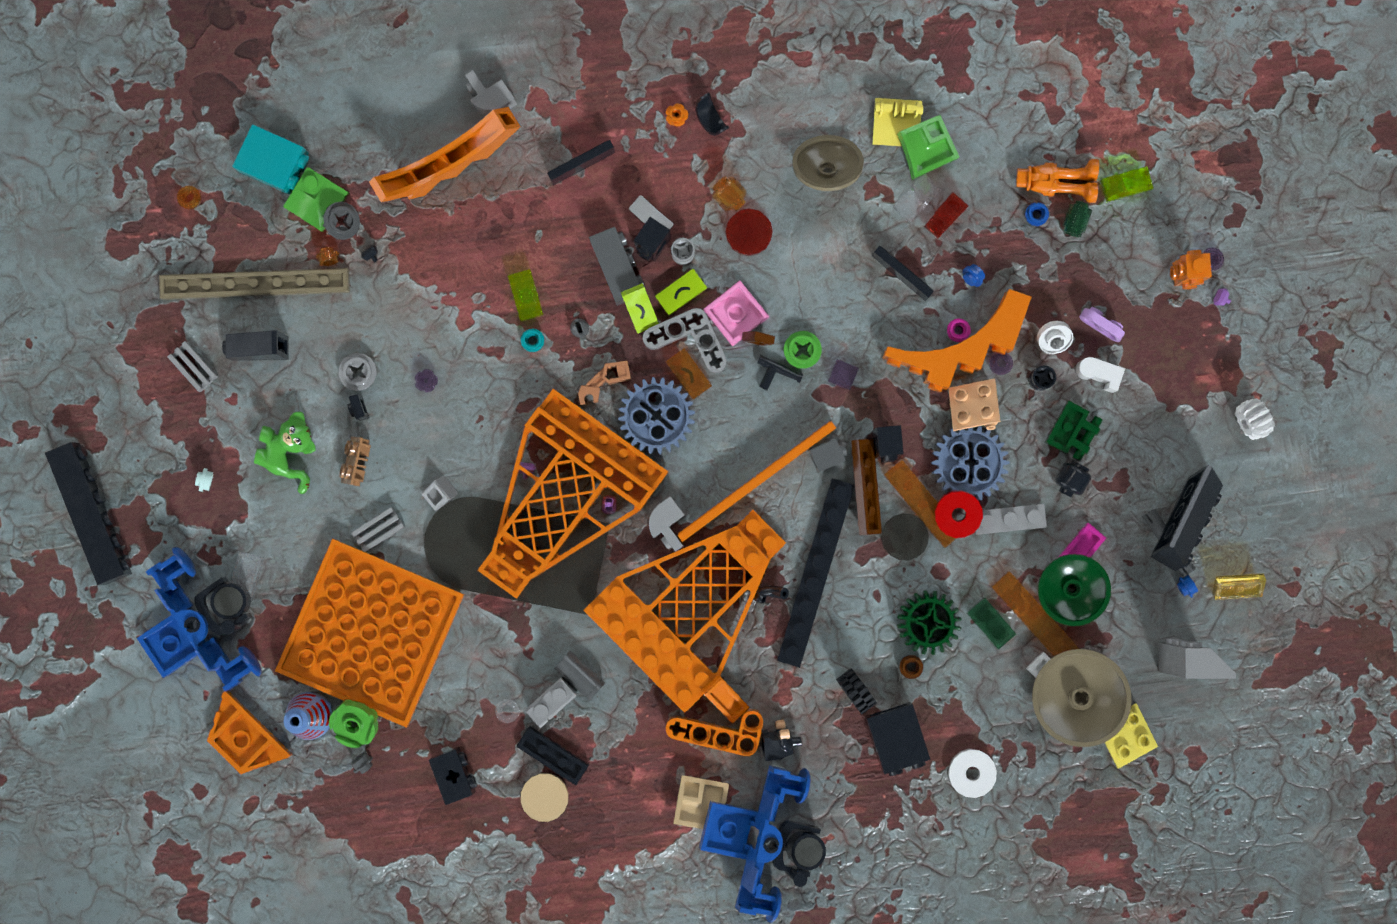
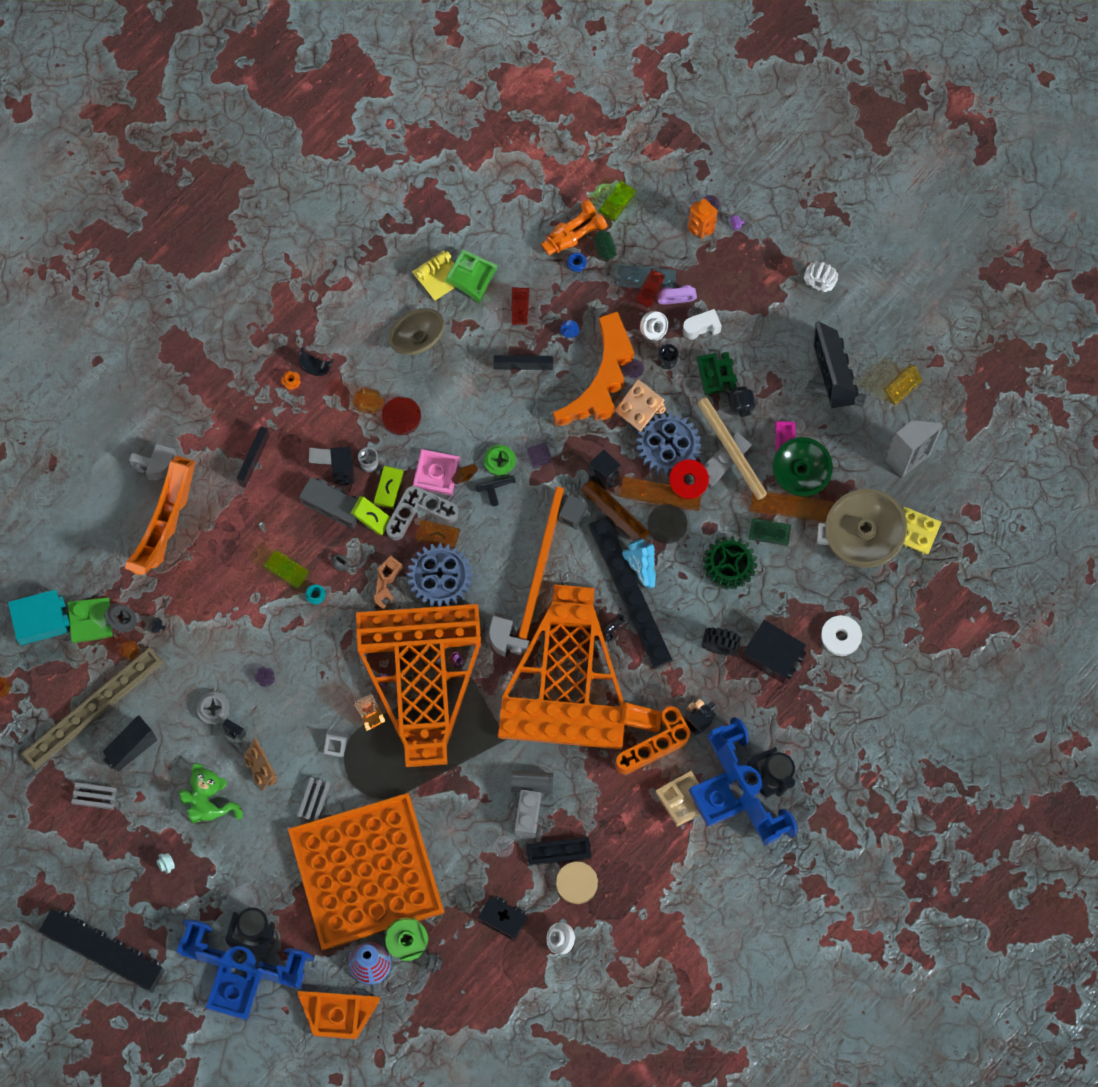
camera: 45 degrees left, 15 degrees down
(487, 836) = (560, 938): none -> white plate
(488, 491) = (369, 711): none -> clear orange brick
(849, 554) = (642, 561): none -> medium azure rock
(918, 666) = (743, 595): reddish brown plate -> none
(966, 330) = (589, 365): dark pink plate -> none
(1024, 517) = (732, 448): none -> tan axle
(1082, 298) = (650, 288): none -> clear red leg
(1088, 282) = (635, 276): none -> clear light blue plate
(1187, 586) = (871, 410): blue plate -> none

